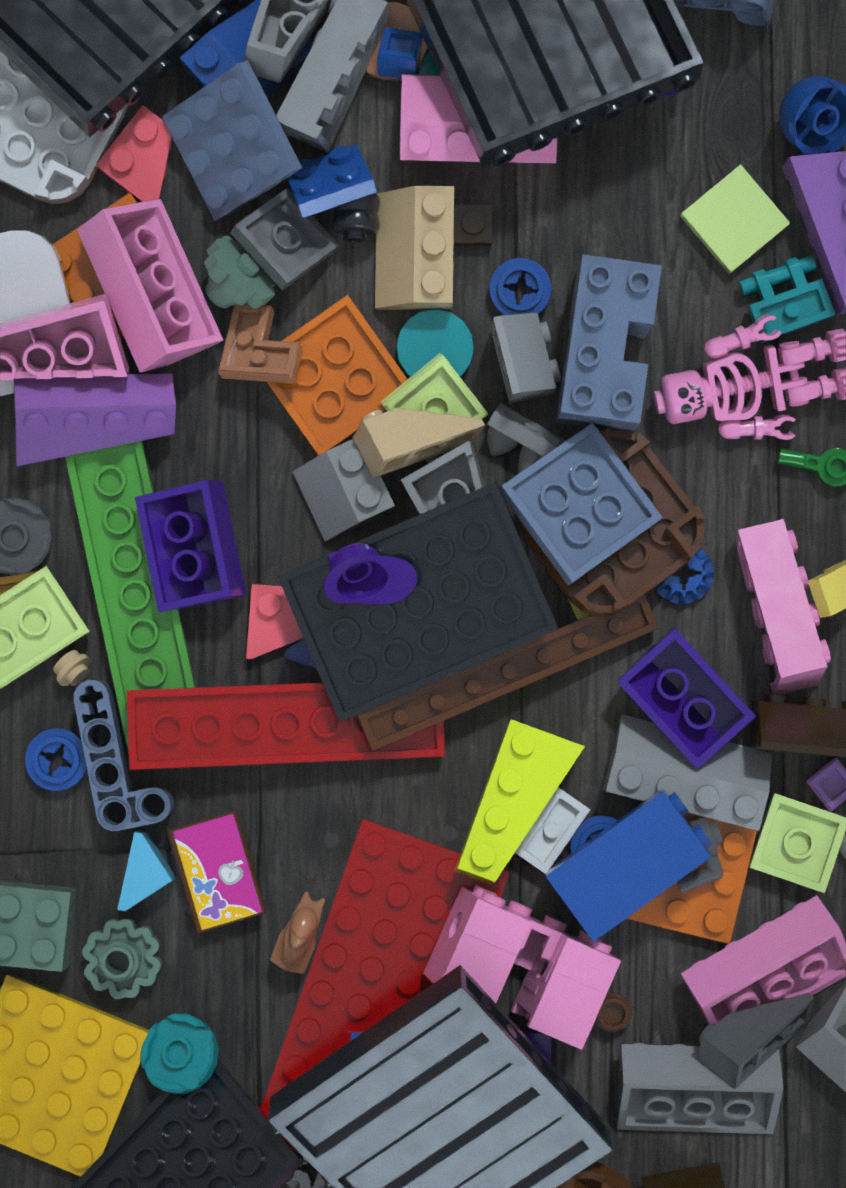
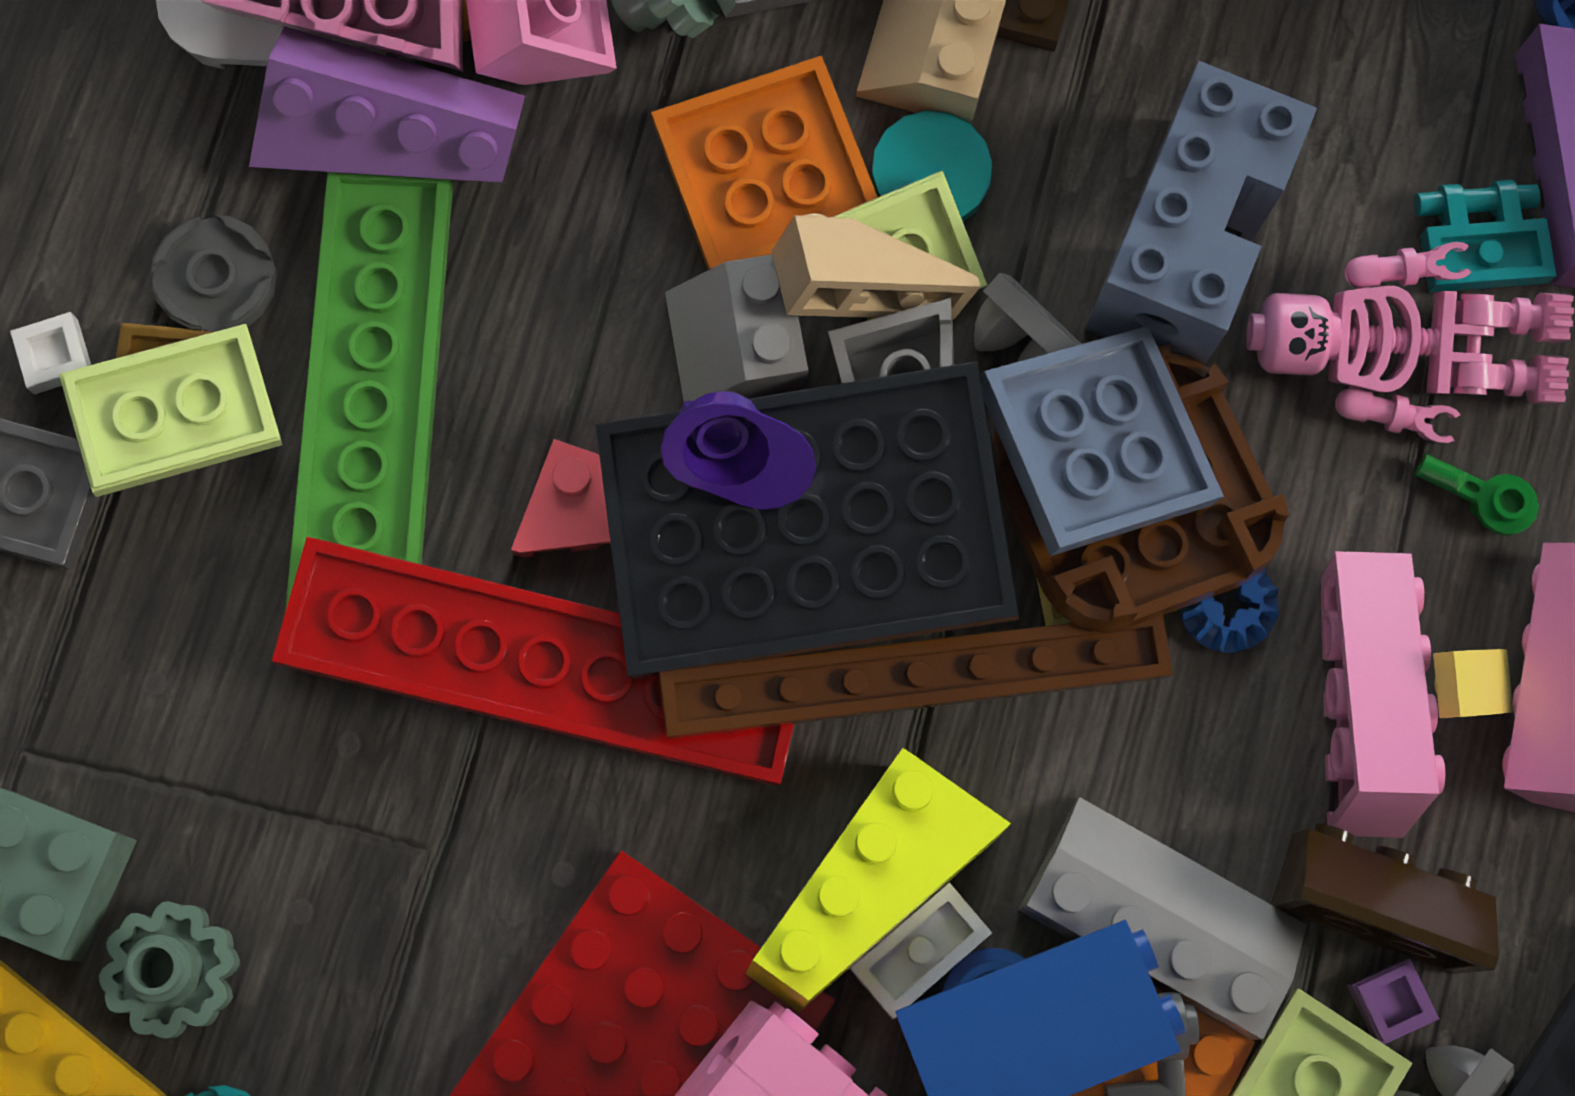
camera: 15 degrees right, 10 degrees down
(40, 767) = (167, 596): blue gear -> none
(72, 668) = (236, 491): tan plate -> none
(115, 754) = (257, 636): sand blue beam -> none
(145, 871) = (247, 840): medium azure slope -> none
(190, 545) = (476, 352): dark purple slope -> none
(216, 871) = (363, 870): piece -> none
(251, 354) = (654, 97): nougat tile -> none
(299, 936) = (462, 1012): nougat animal -> none
(300, 653) = (596, 563): clear blue slope -> none
(509, 274) = (1069, 96): blue gear -> none
(523, 356) = (1064, 209): light grey slope -> none
(685, 698) = (1193, 790): dark purple slope -> none
(735, 219) = (1429, 105): yellowish green tile -> none

